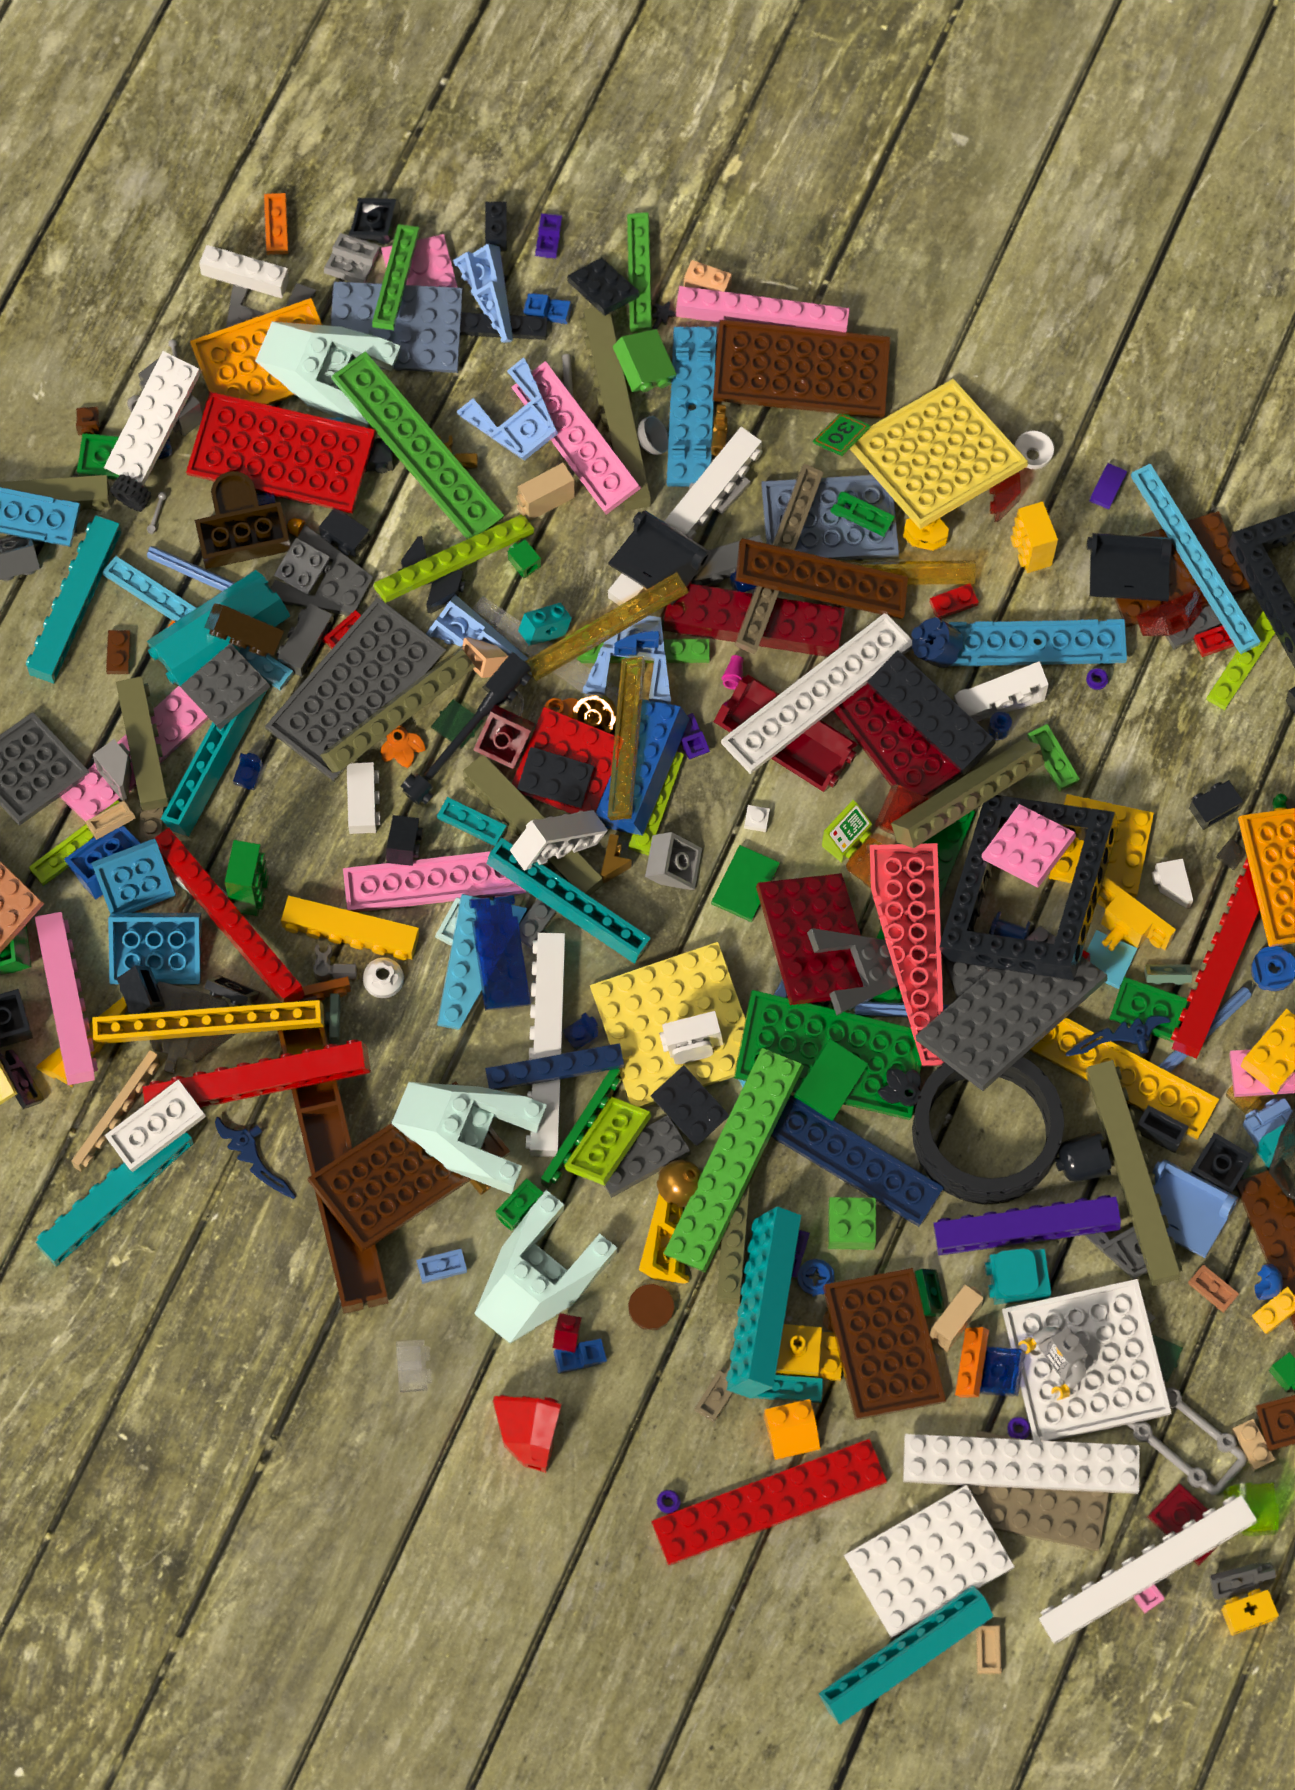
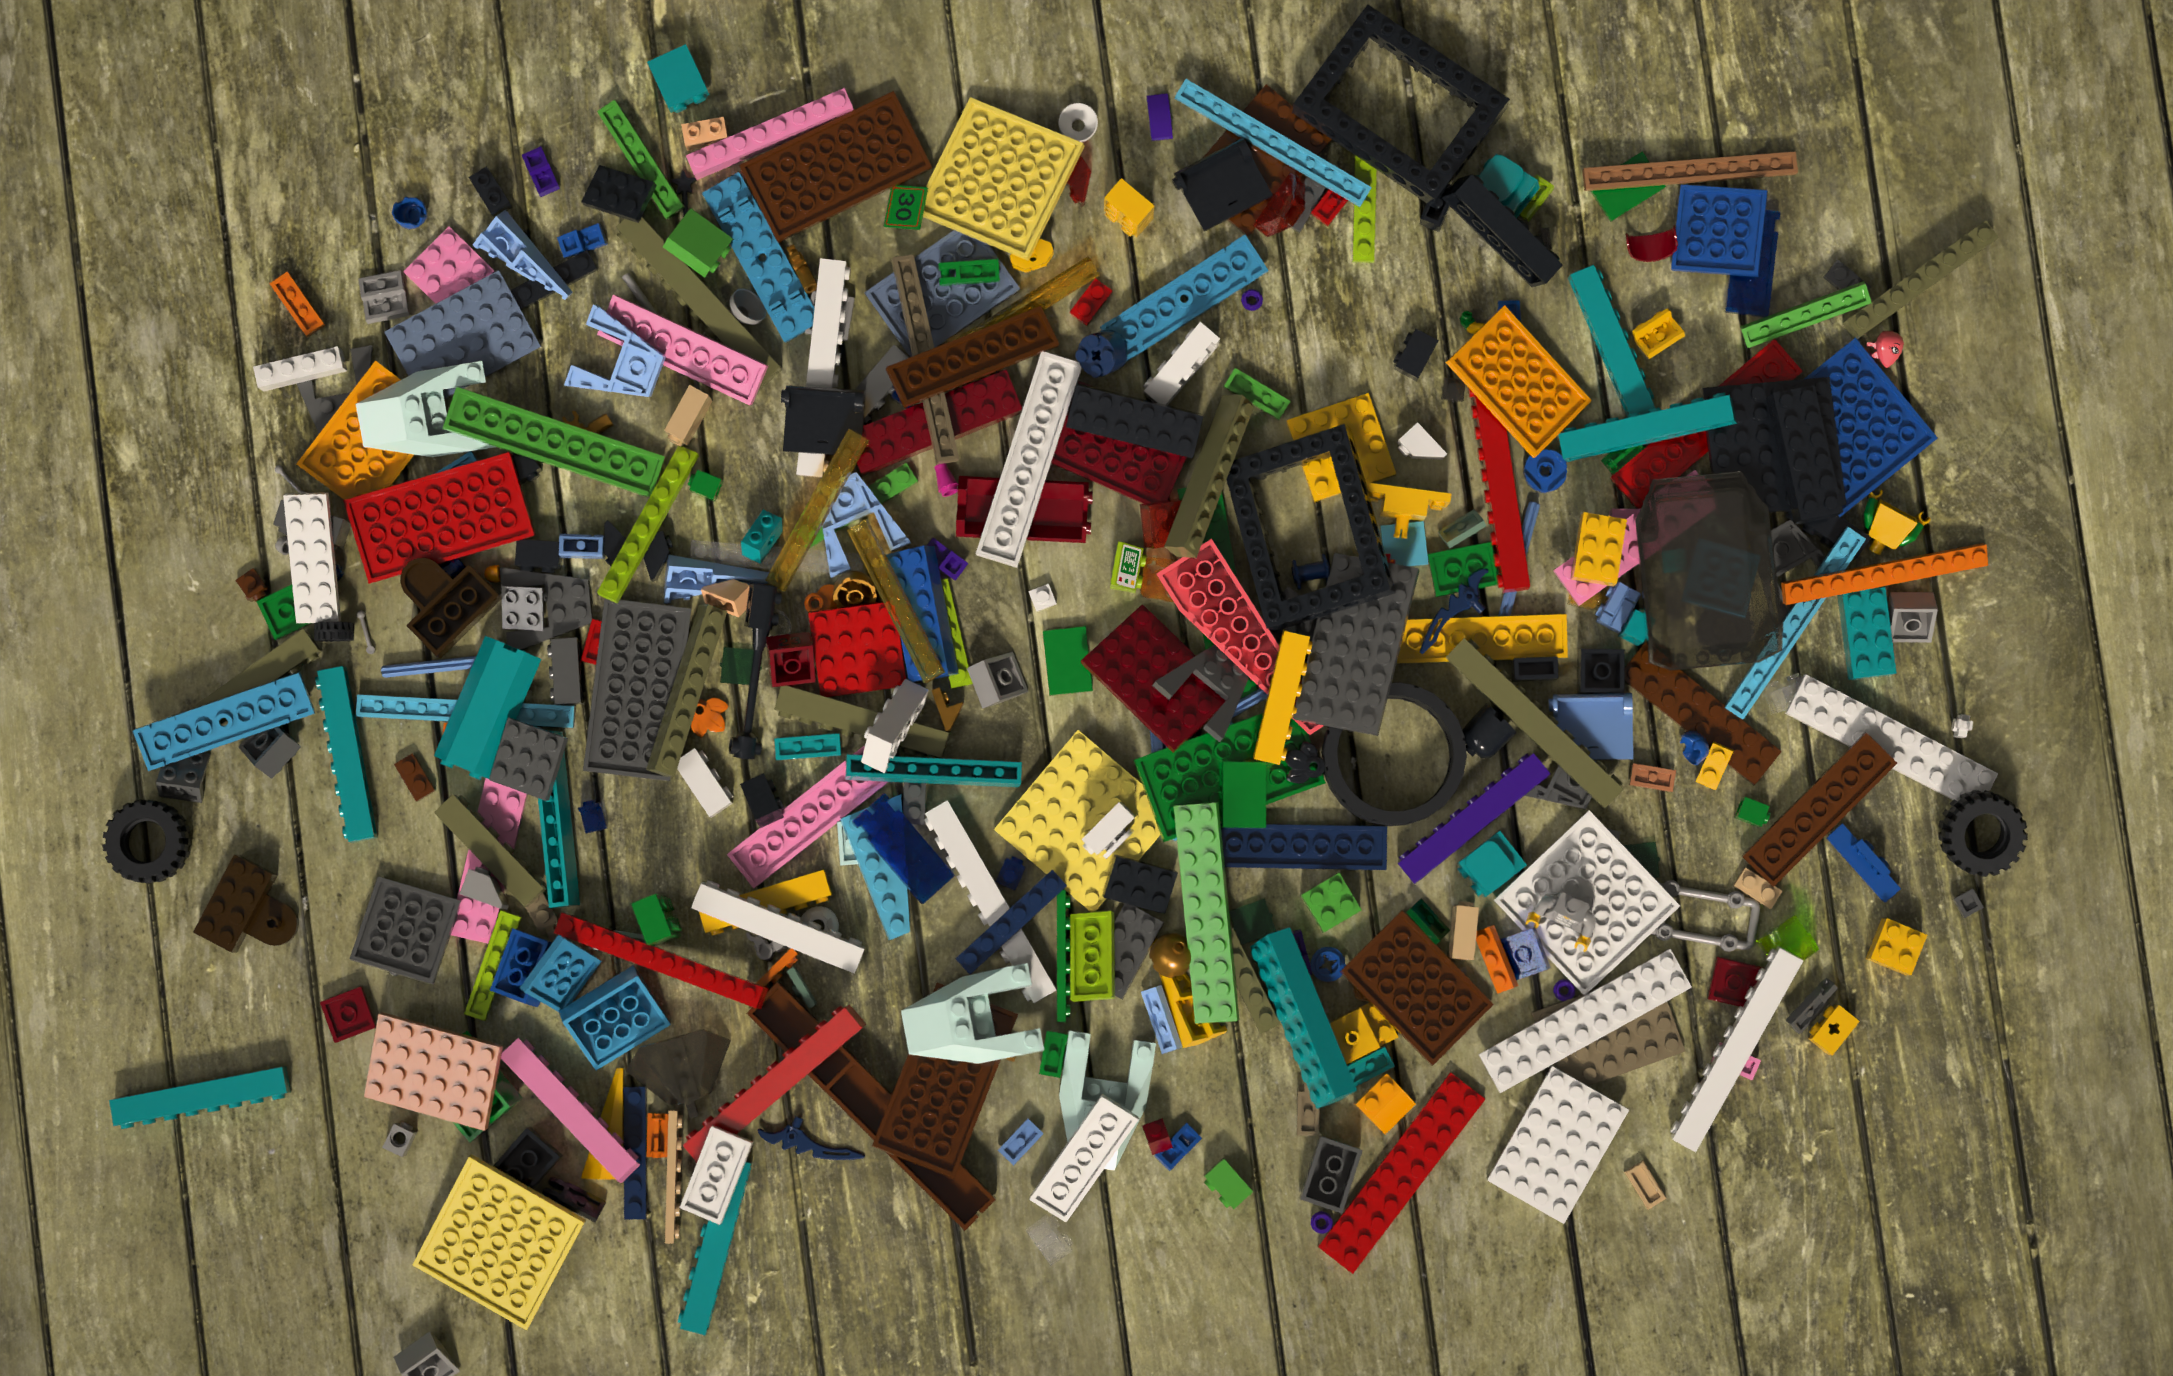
camera: 30 degrees left, 15 degrees up
(84, 1093) = (636, 1139): none -> dark blue plate
(110, 820) = (506, 933): tan tile -> none
(125, 1068) = (657, 1135): none -> orange hinge
(140, 990) = (629, 1067): black piece -> none
(208, 1022) = (704, 1062): yellow brick -> none
(238, 993) = (703, 1018): black plate -> none
(243, 630) = (514, 703): dark brown brick -> none
(347, 950) = (778, 927): none -> white brick
(376, 219) = (382, 248): black slope -> none
(385, 545) = (581, 546): none -> medium blue brick
(395, 277) = (436, 297): bright green plate -> none
(417, 205) = (410, 212): none -> blue hair
(489, 1308) = (1084, 1158): none -> white plate
(528, 1428) = (1174, 1236): brick -> none
(556, 777) = (856, 668): black plate -> none
(604, 1413) = (1227, 1183): none -> bright green piece
(628, 645) = (847, 515): blue slope -> none
(635, 1234) = (1161, 1019): none -> light blue plate
(651, 1307) = (1210, 1070): reddish brown tile -> none
(703, 1460) = (1330, 1174): none -> dark grey brick
(712, 225) = (678, 79): none -> teal brick
(768, 1196) = (1252, 921): none -> clear green piece
(906, 1655) = (1585, 1233): teal brick -> none
(916, 1014) = (1281, 697): none -> yellow brick
(1000, 725) = (1197, 400): clear blue brick -> none
(1028, 845) = (1289, 496): bright pink plate -> none

